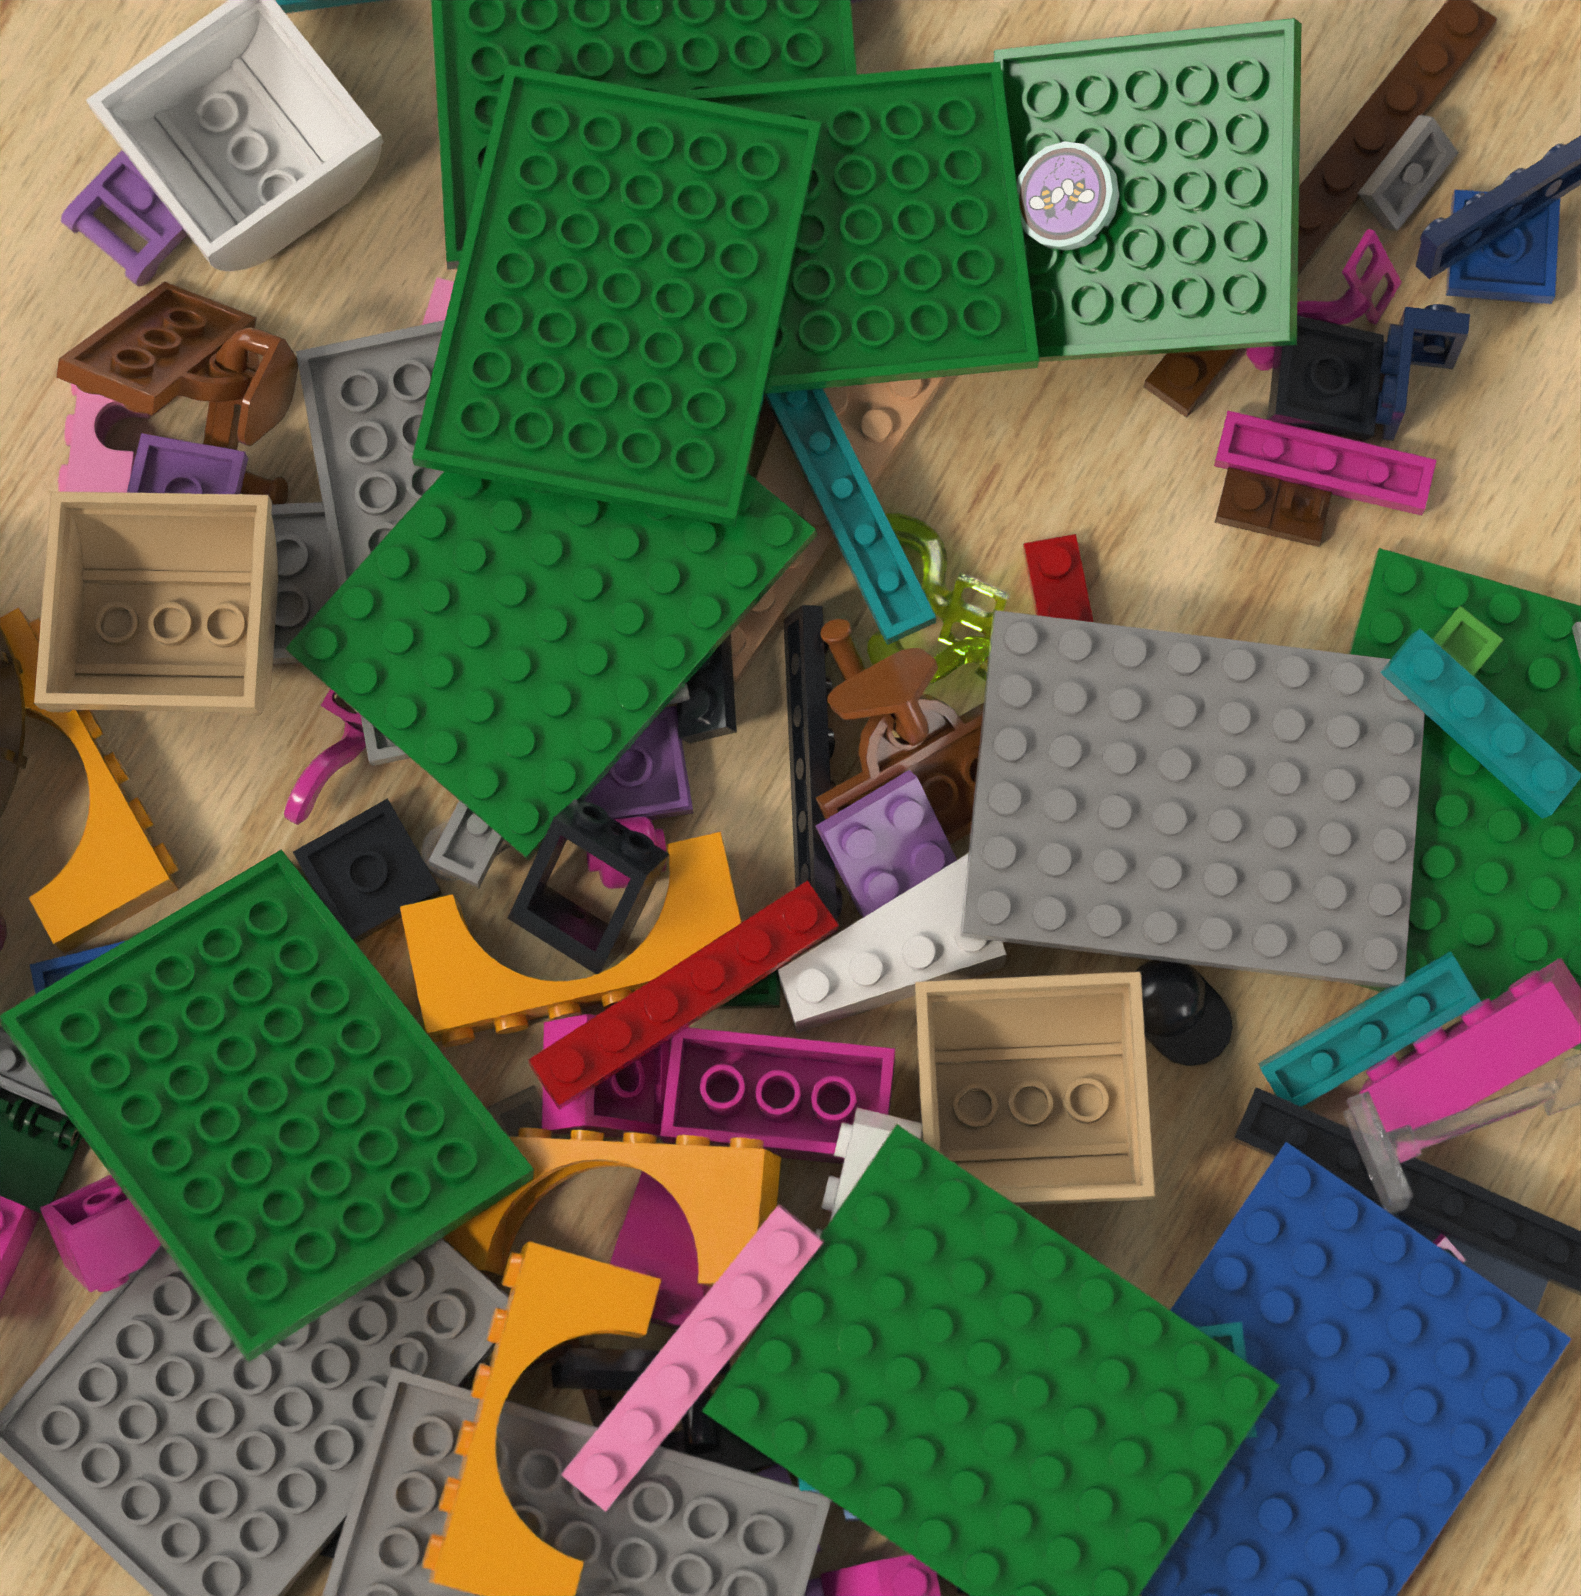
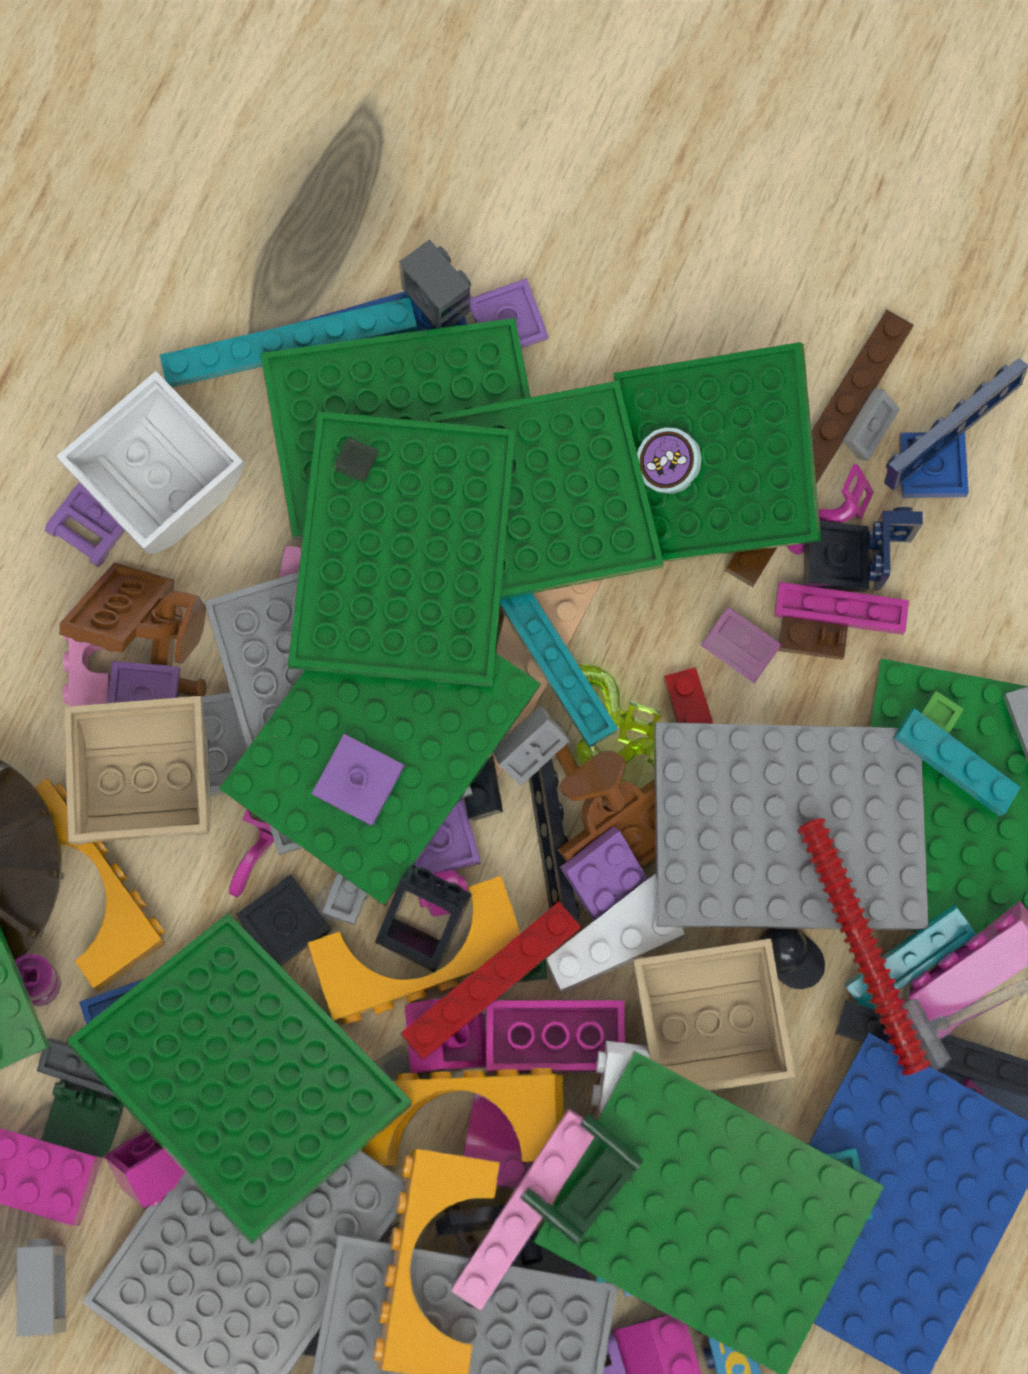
camera: 15 degrees left, 0 degrees up
(506, 654) = (358, 780): none -> medium lavender plate
(558, 146) = (356, 460): none -> clear smoke tile
(791, 630) = (530, 745): none -> light grey hinge
(804, 1334) = (593, 1189): none -> dark green plate
(1154, 506) = (741, 645): none -> magenta plate
(1290, 1000) = (863, 946): none -> red piece

